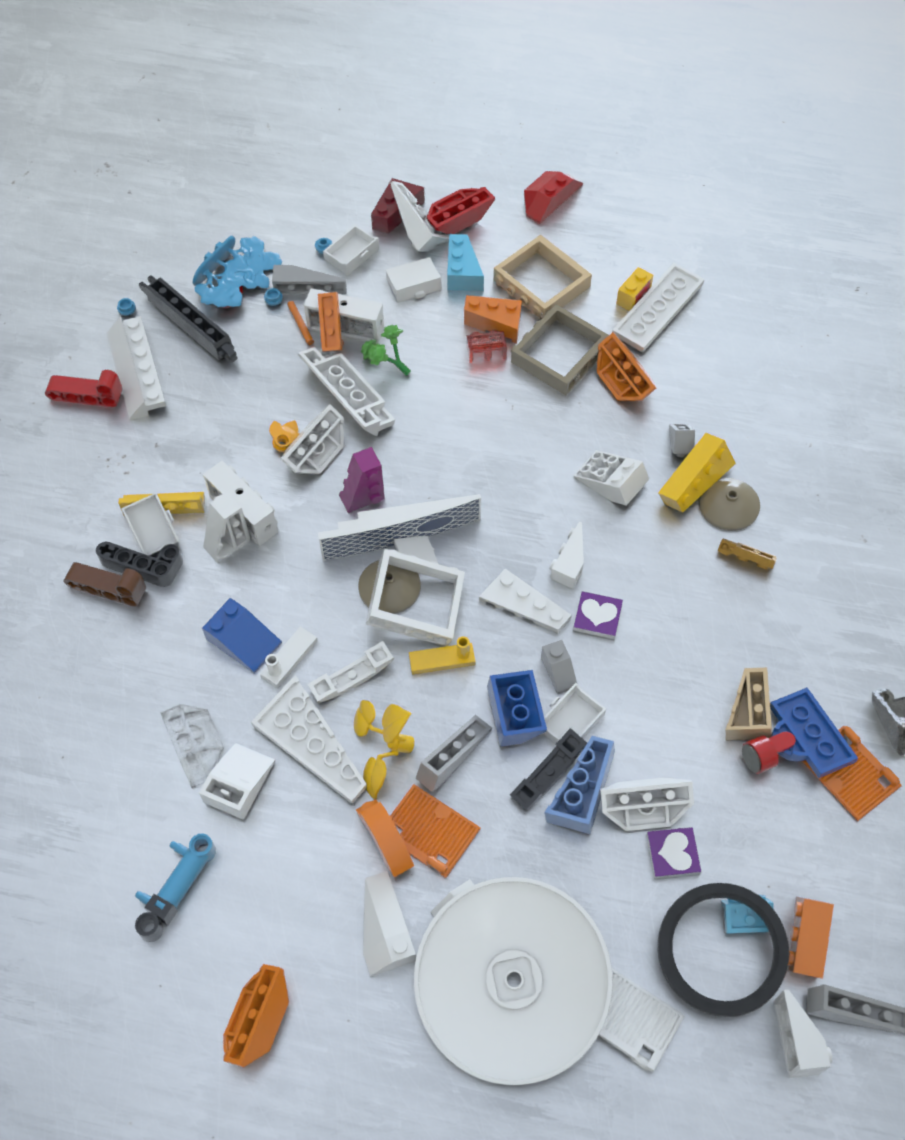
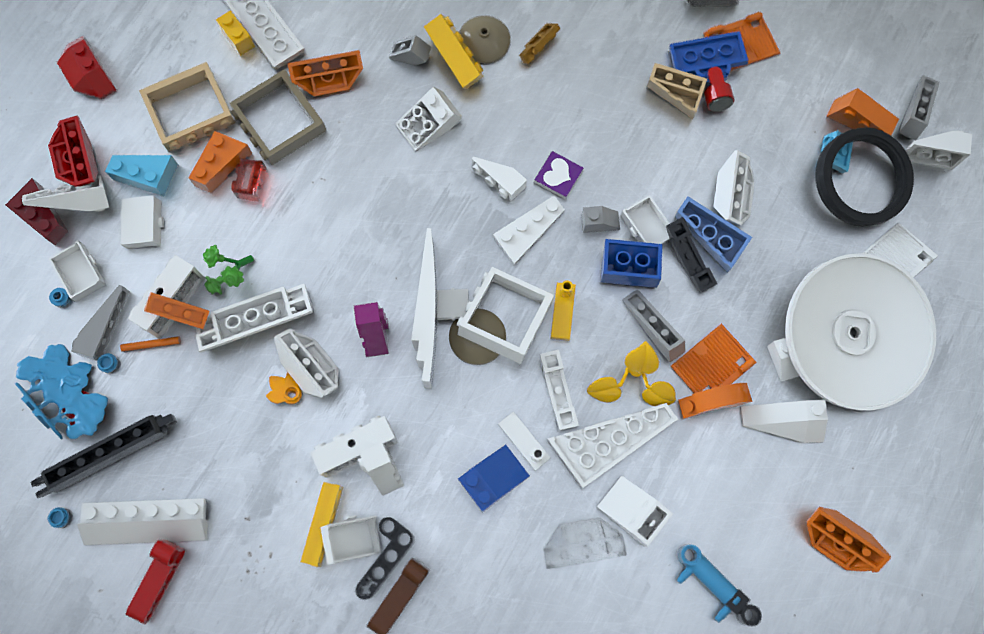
camera: 75 degrees left, 15 degrees up
(673, 853) = (776, 187): tile -> none

